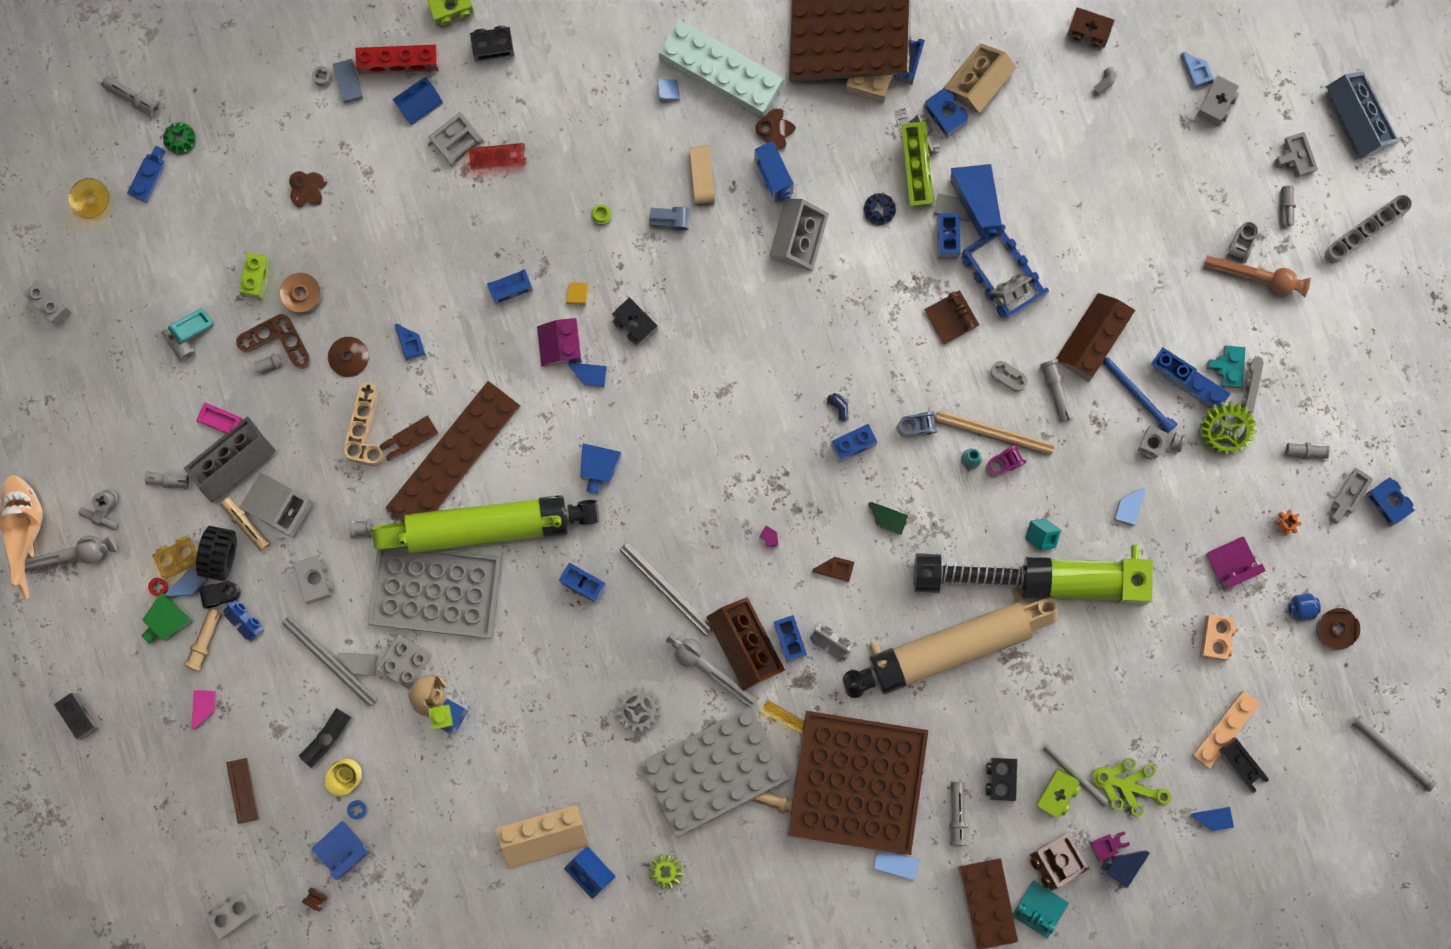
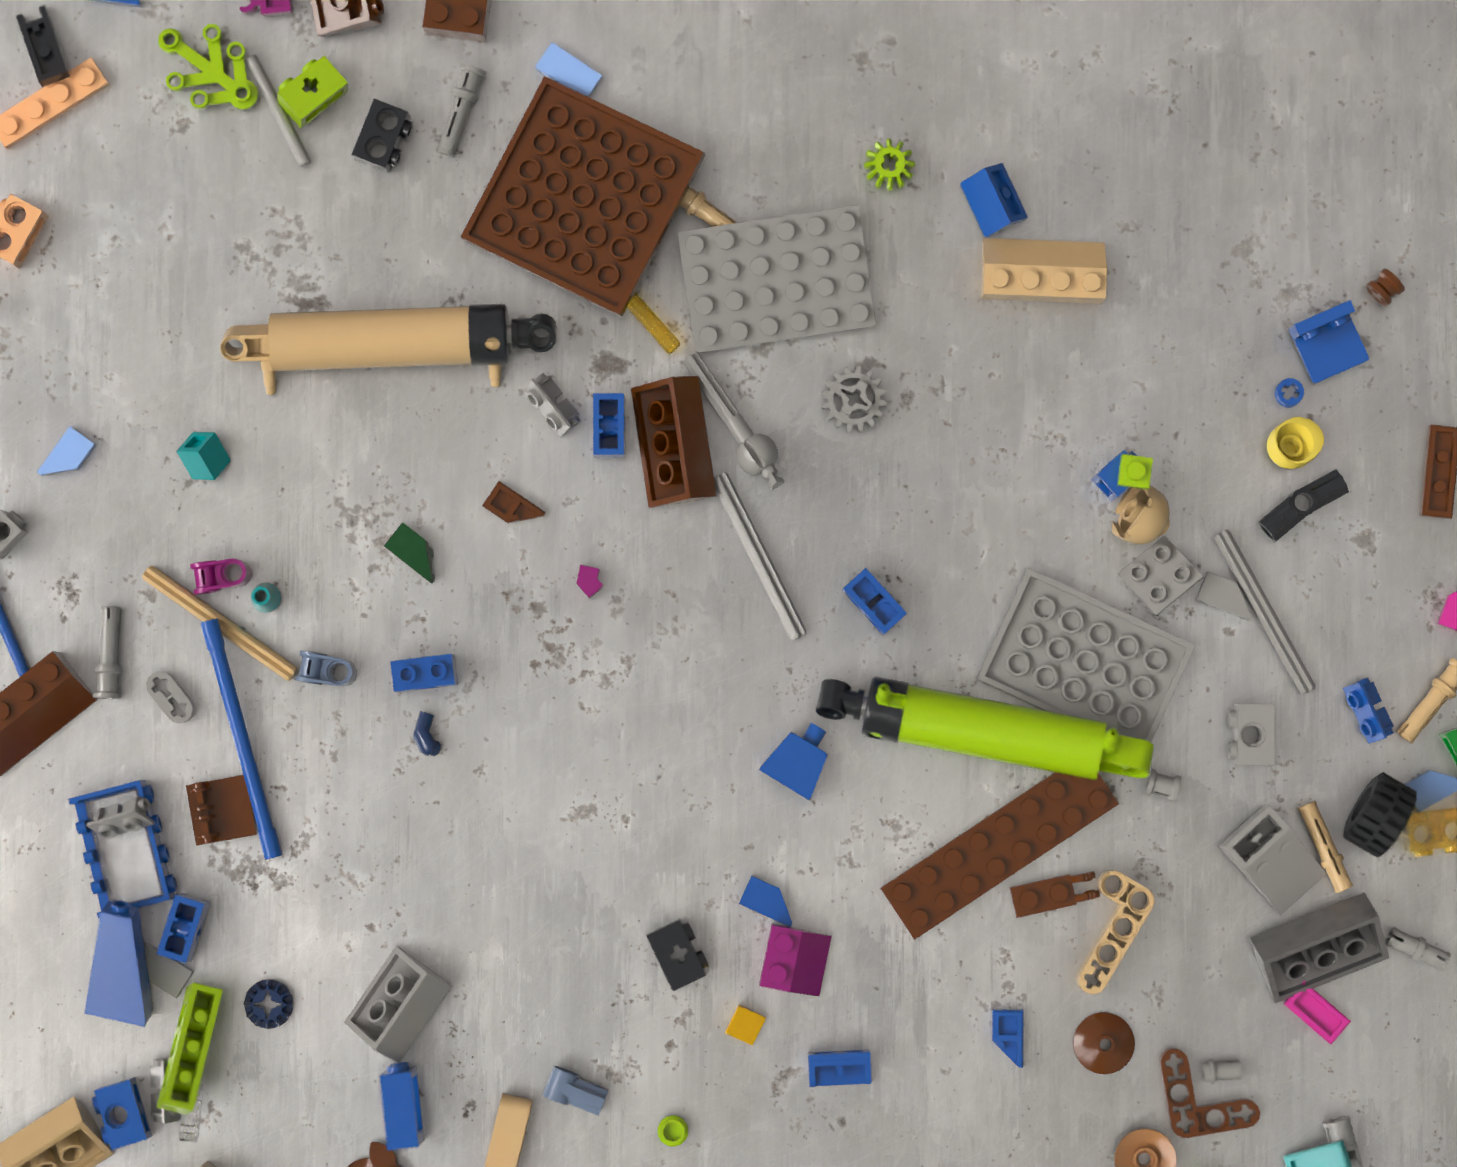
camera: 155 degrees left, 5 degrees up
(215, 594) = (1395, 758): black piece -> none
(991, 416) = (266, 831): none -> blue piece
(1048, 577) = (218, 389): piece -> none

